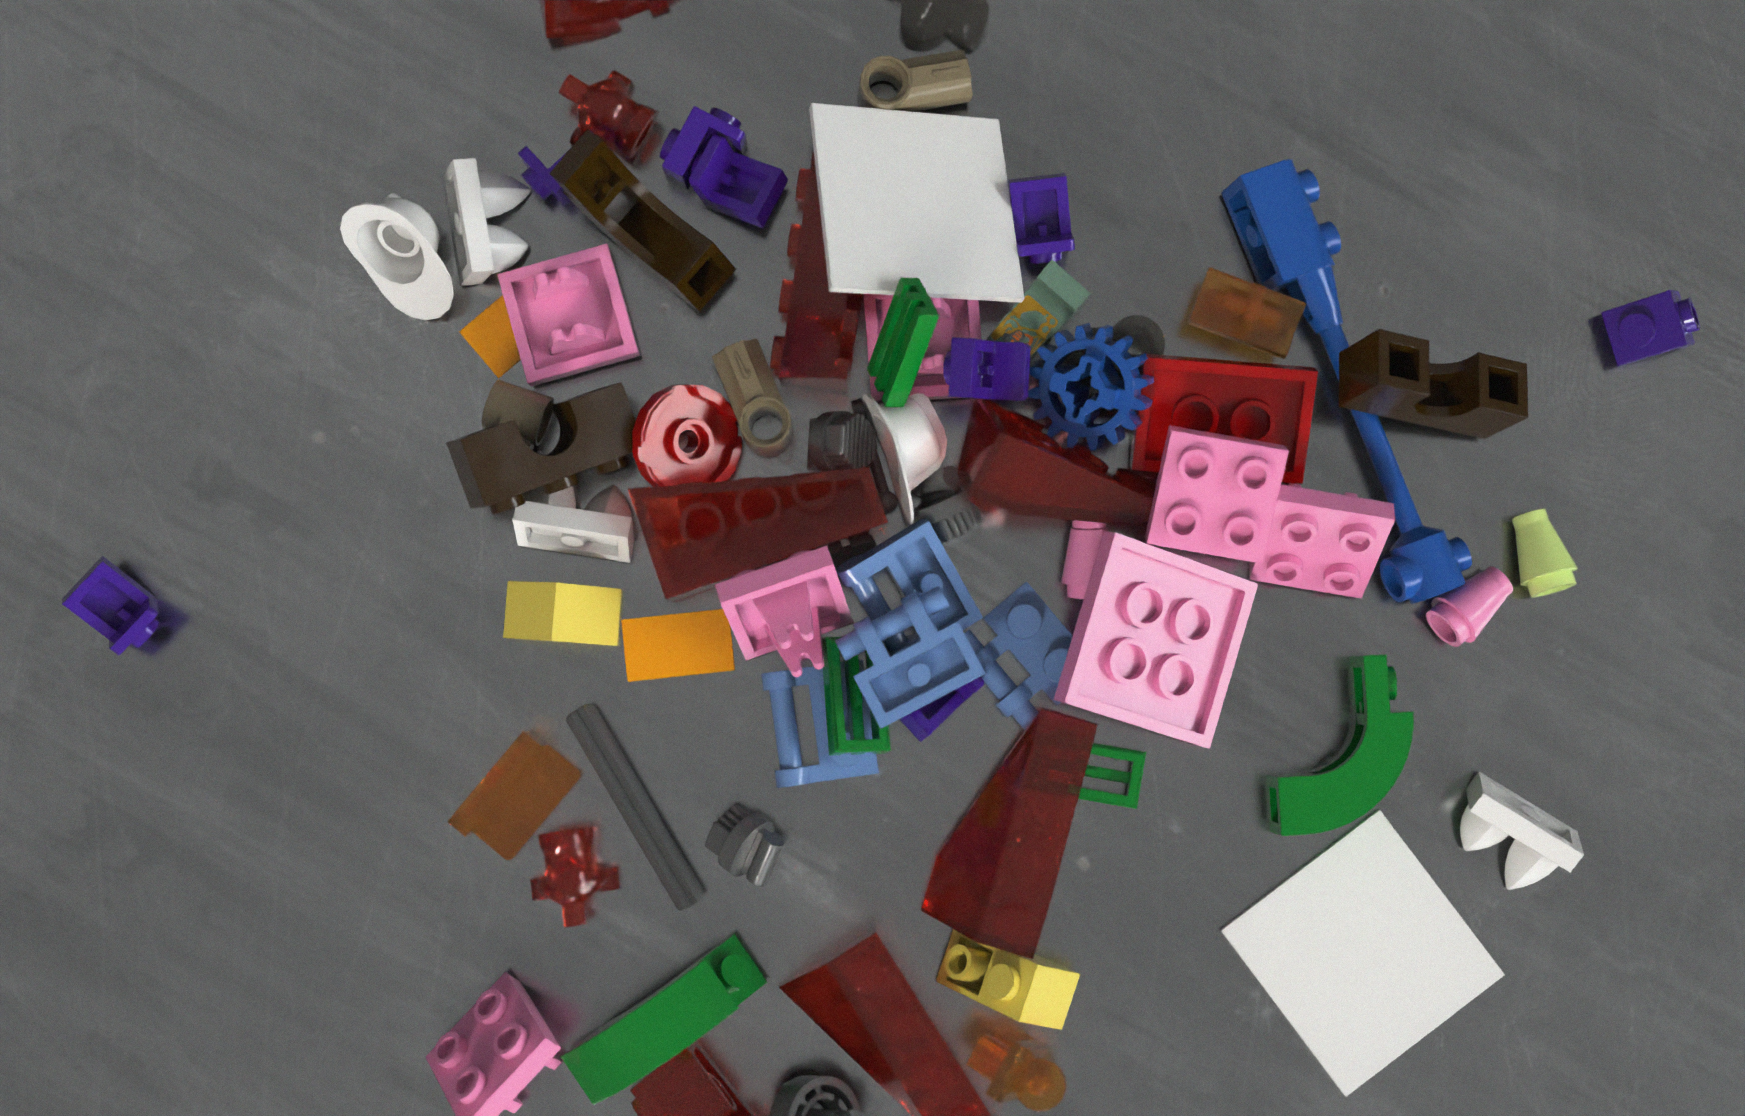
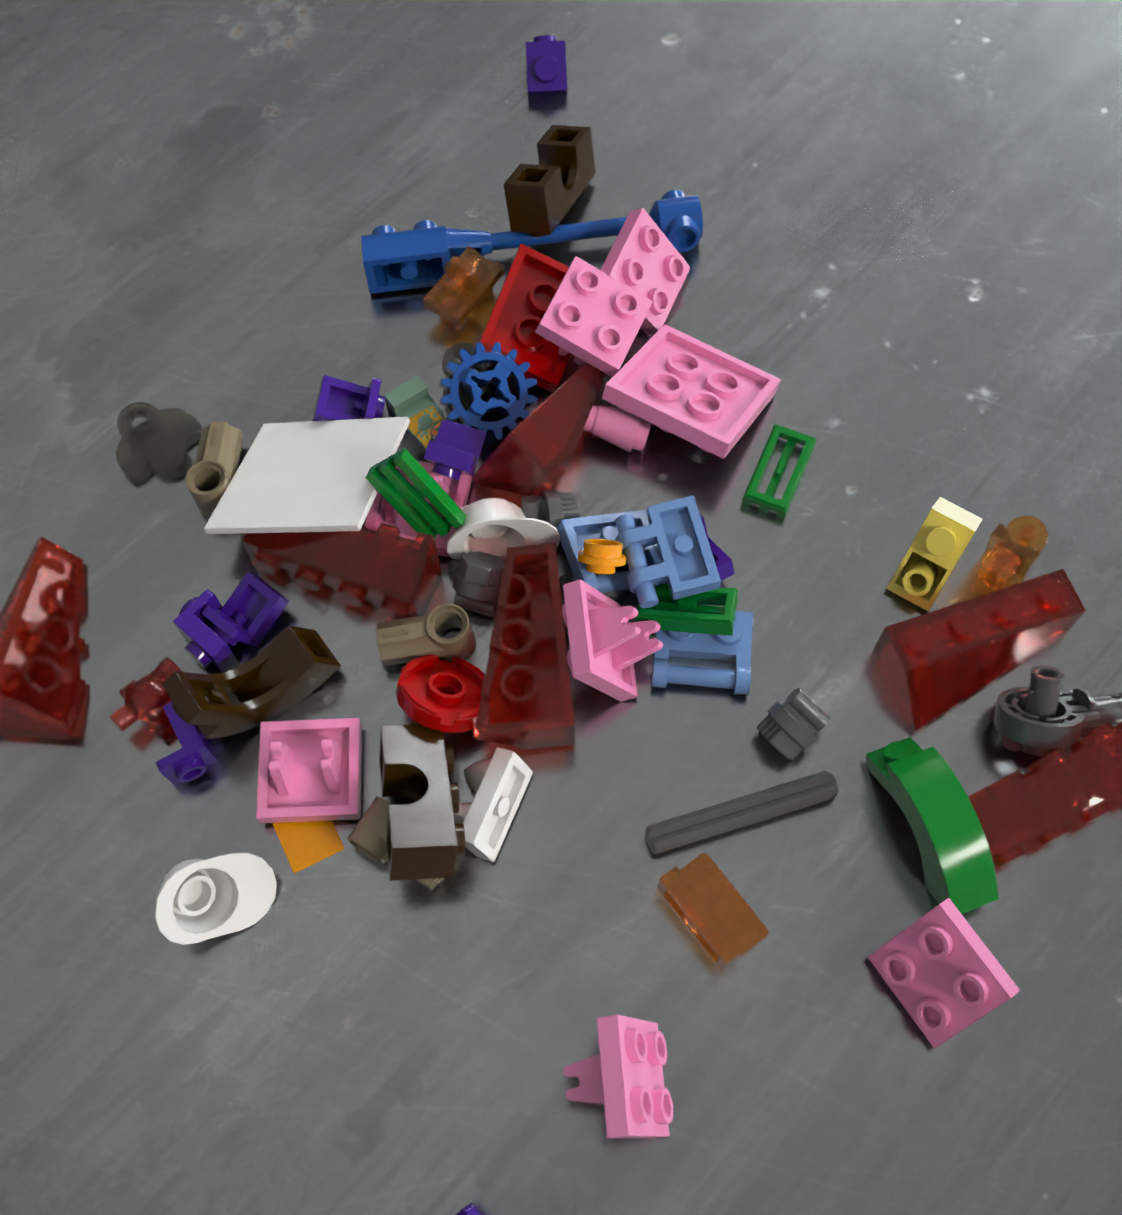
camera: 70 degrees left, 20 degrees down
(306, 742) = (626, 1078): none -> bright pink plate
(470, 199) = (191, 831): white tile -> none
(562, 612) = (560, 838): light yellow slope -> none
(571, 873) = (791, 876): clear red piece -> none
(677, 645) = (611, 751): light orange sticker -> none
(882, 581) = (602, 555): none -> light orange plate
(1008, 850) = (838, 527): clear red wedge -> none
(1035, 640) = (680, 476): medium blue plate -> none
(1362, 952) = (949, 324): white piece -> none
(1363, 769) = (814, 286): green arch -> none
(1466, 610) = (718, 206): bright pink cone -> none
(1539, 839) = (892, 198): white tile -> none
(1542, 557) = (686, 155): yellowish green cone -> none

